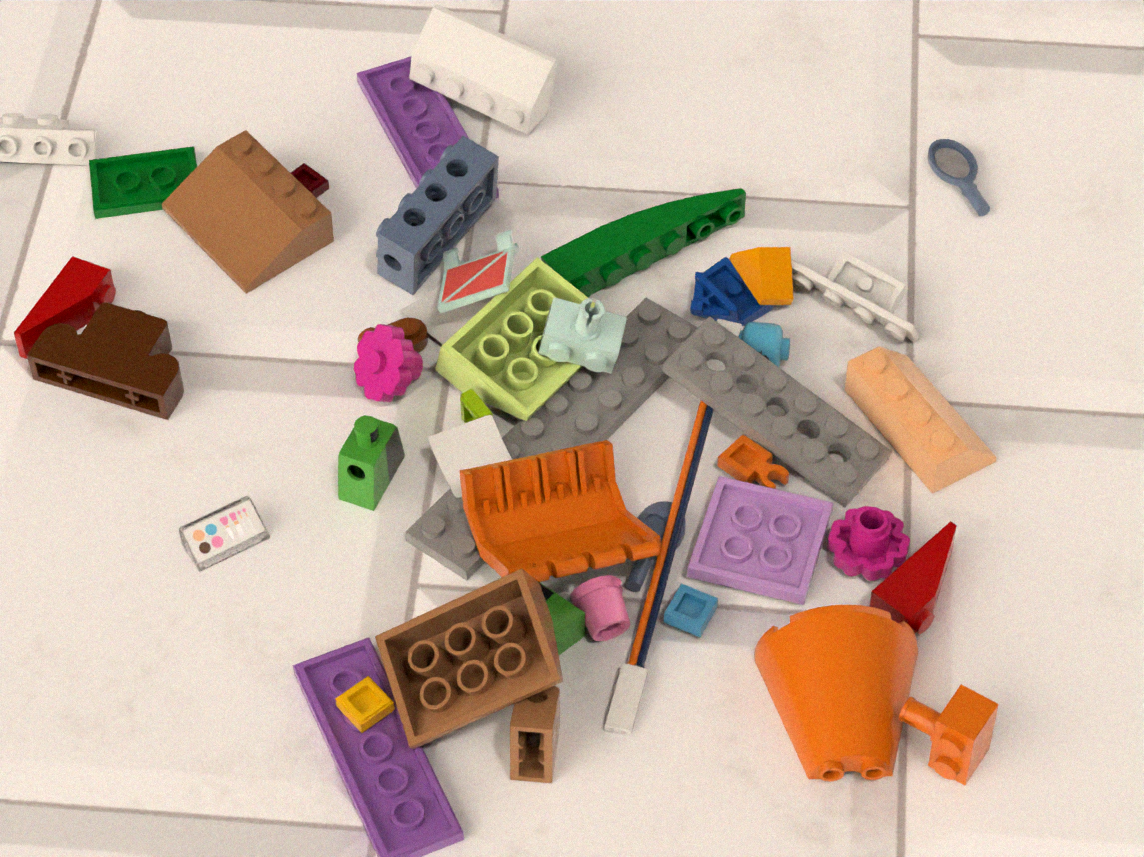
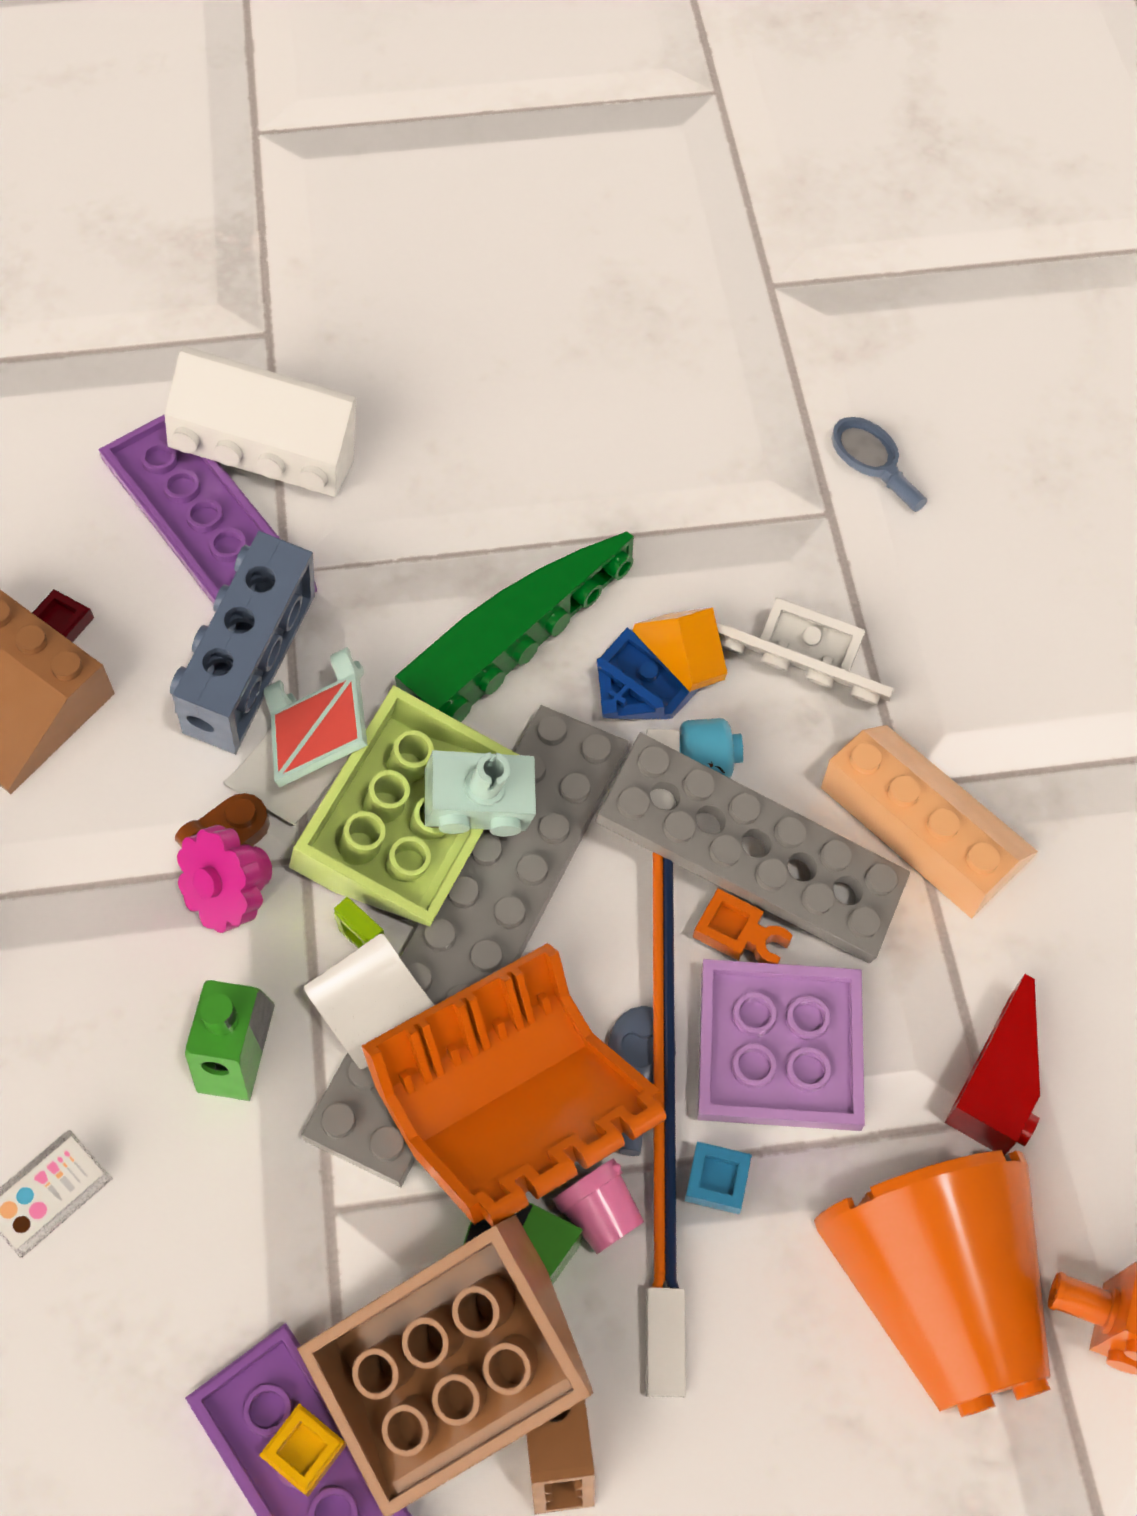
camera: 15 degrees left, 10 degrees up
(868, 543) = (920, 1019): dark pink plant -> none

